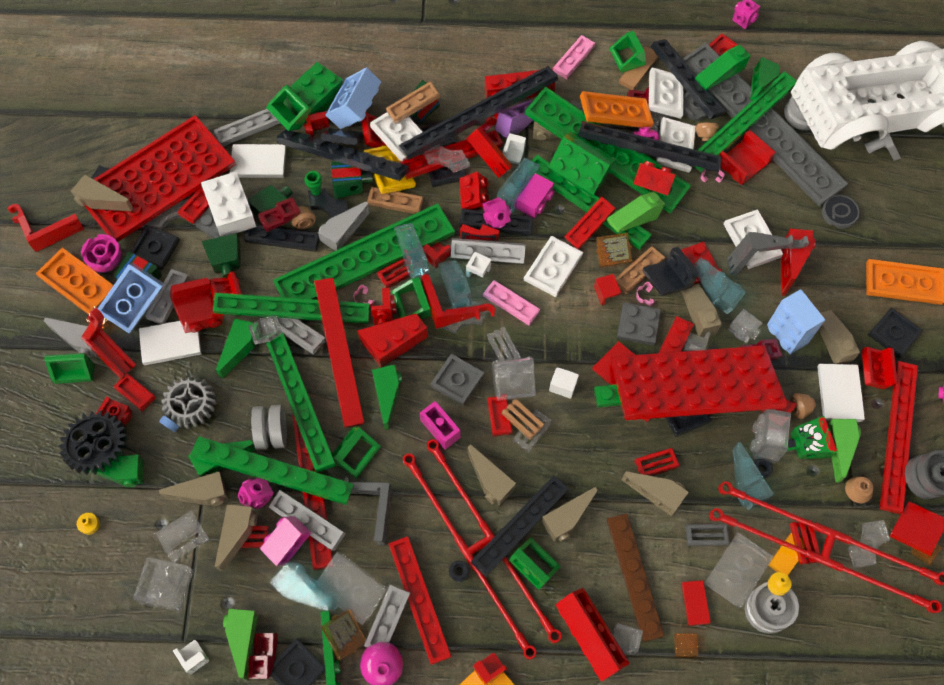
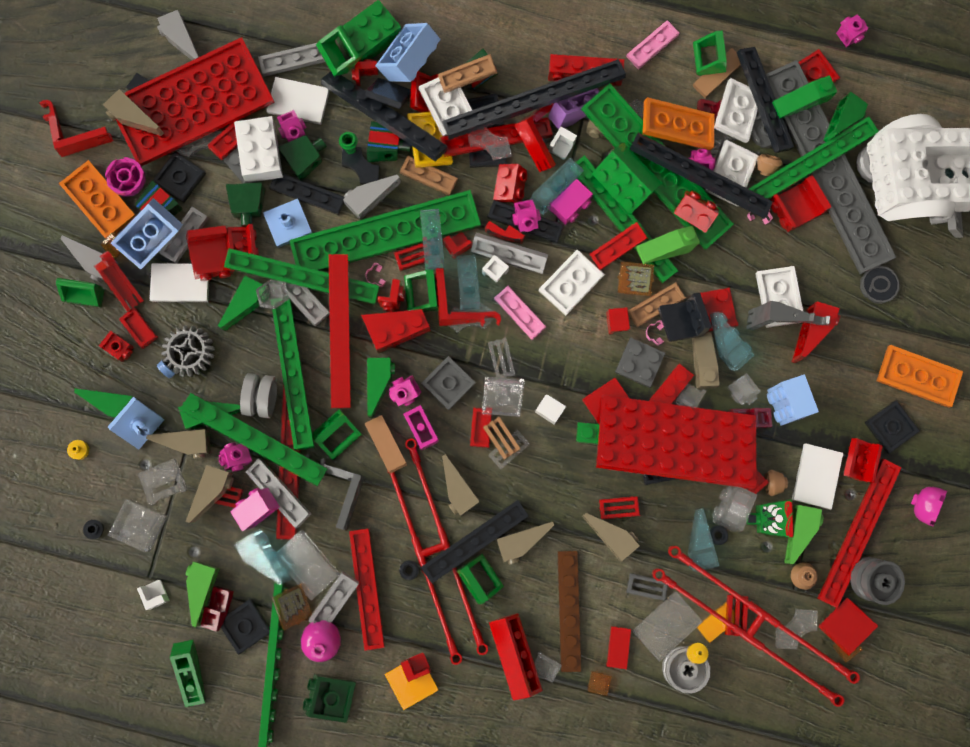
camera: 10 degrees right, 15 degrees up
(75, 449) = (93, 392): black gear -> none
(122, 600) = (98, 529): none -> black plate
(132, 125) = (175, 31): none -> light grey slope
(145, 480) = (135, 423): none -> light blue tile
(255, 180) = (291, 126): none -> dark pink brick
(267, 266) = (287, 222): none -> light blue tile
(281, 214) = (308, 172): dark red slope -> none
(305, 219) = (331, 177): medium nougat cone -> none
(407, 449) = (385, 444): none -> medium nougat tile
(422, 393) = (404, 391): none -> dark pink brick
(838, 339) = (831, 419): dark tan slope -> none

